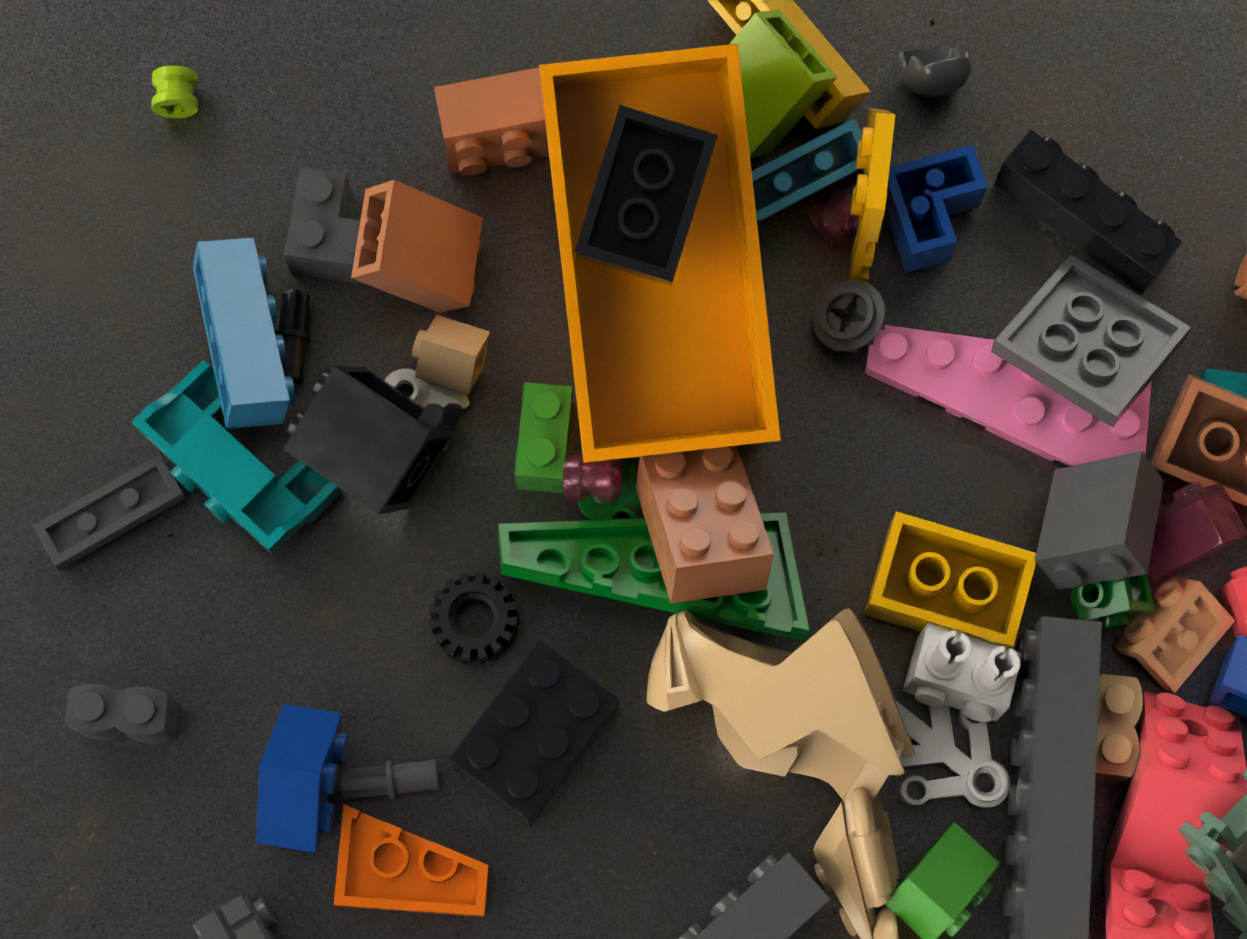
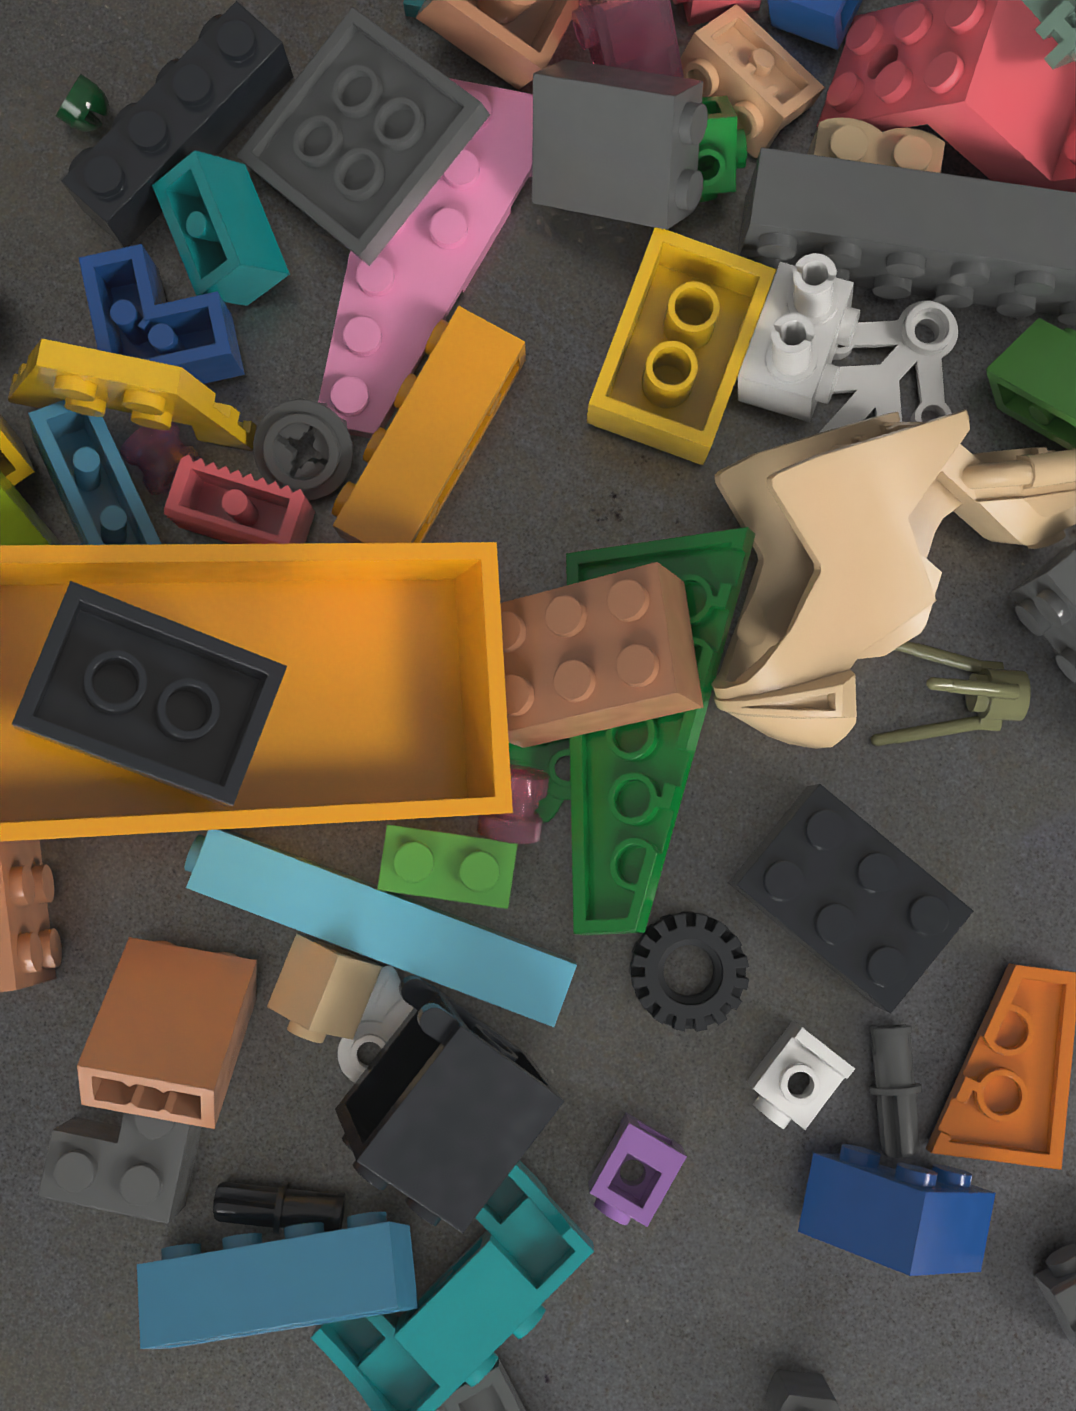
camera: 85 degrees left, 10 degrees up
(316, 566) = (637, 1198): none -> medium lavender brick
(407, 717) = (794, 1053): none -> white brick
(498, 395) = (380, 924): none -> medium azure brick
(698, 844) = (991, 692): none -> olive plant
(799, 272) = (236, 506): none -> coral brick
(865, 406) = (432, 433): none -> light orange brick
(1009, 245) = (220, 228): none -> teal brick
(1098, 145) = (80, 100): none -> dark green hinge

